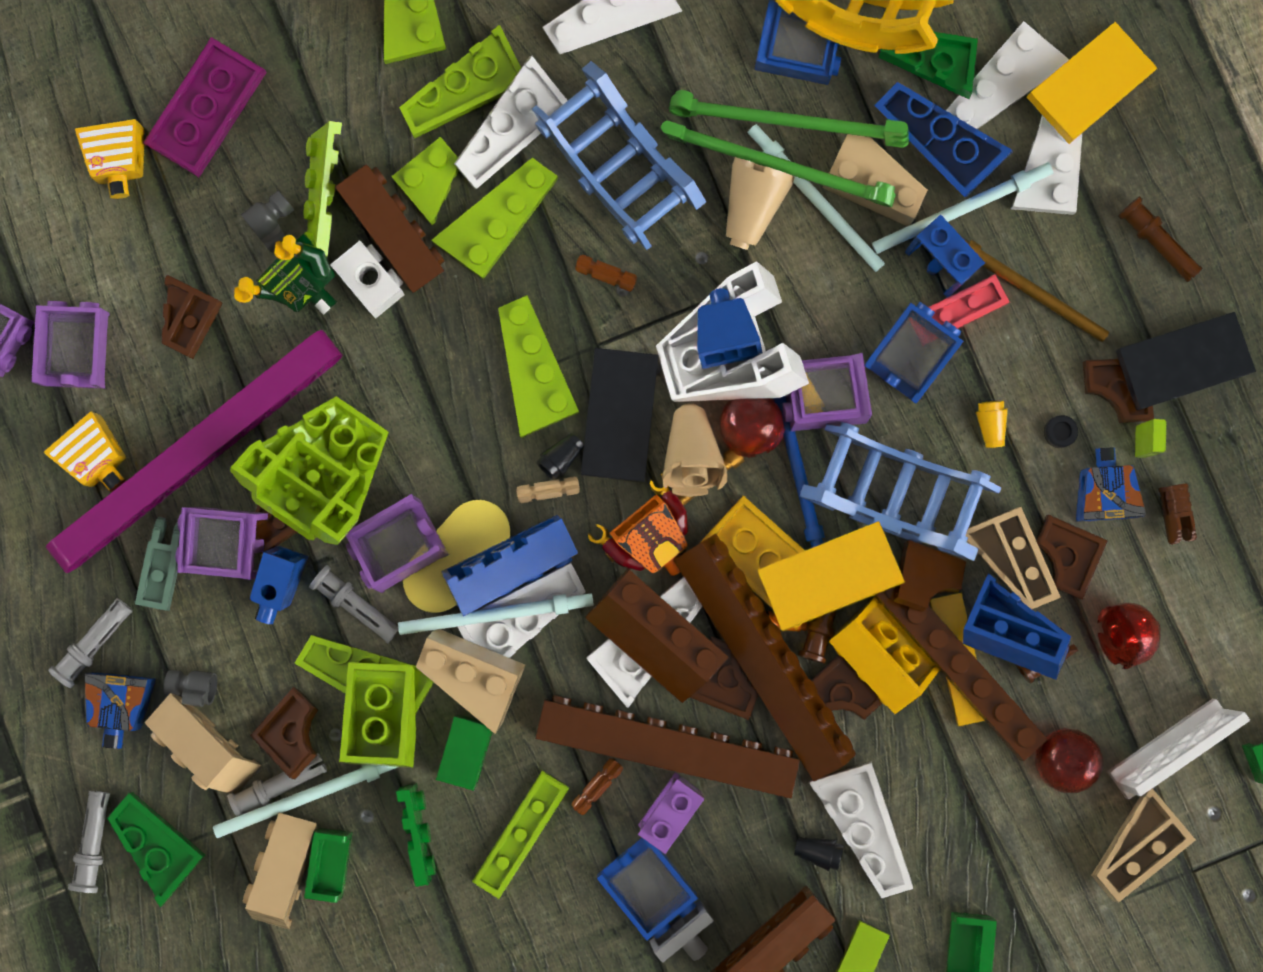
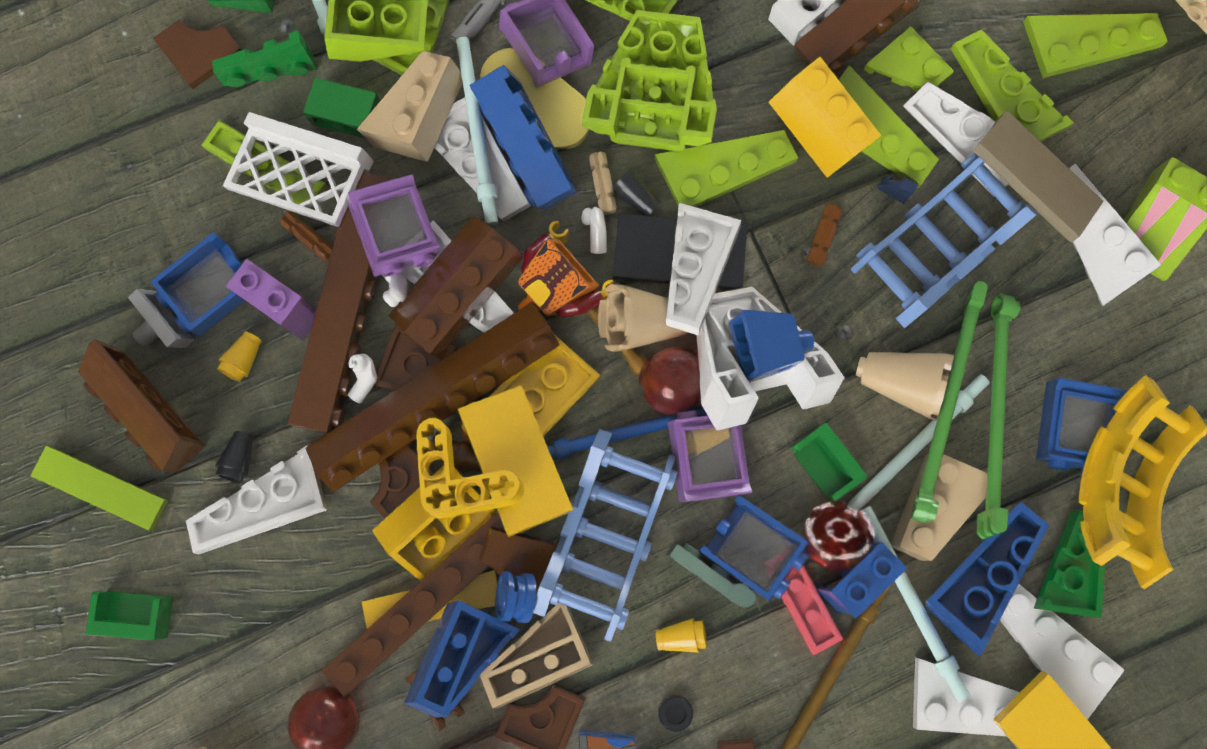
camera: 90 degrees right, 5 degrees down
(397, 908) = (195, 50): none -> reddish brown tile
(452, 432) = (655, 86): none -> lime wedge
(492, 266) = (824, 117): none -> yellow slope
(506, 788) = (299, 142): none -> white fence
(563, 66) = (1038, 176): none -> dark tan tile
(563, 195) = (898, 190): none -> dark blue tile
(585, 497) = (598, 233): none -> white arm
(599, 695) = (393, 226): none -> medium lavender window
(635, 395) = (698, 263): none -> white wing
(650, 693) = (398, 289): none -> white arm
(721, 851) = (240, 357): none -> yellow cone
(742, 724) = (365, 374): none -> white arm
(832, 280) = (828, 463): none -> green panel
(854, 640) = (446, 483): none -> yellow beam
(903, 274) = (838, 536): none -> clear red cylinder
(937, 392) = (713, 576): none -> sand green hinge
(960, 575) = (515, 597): none -> blue wheel

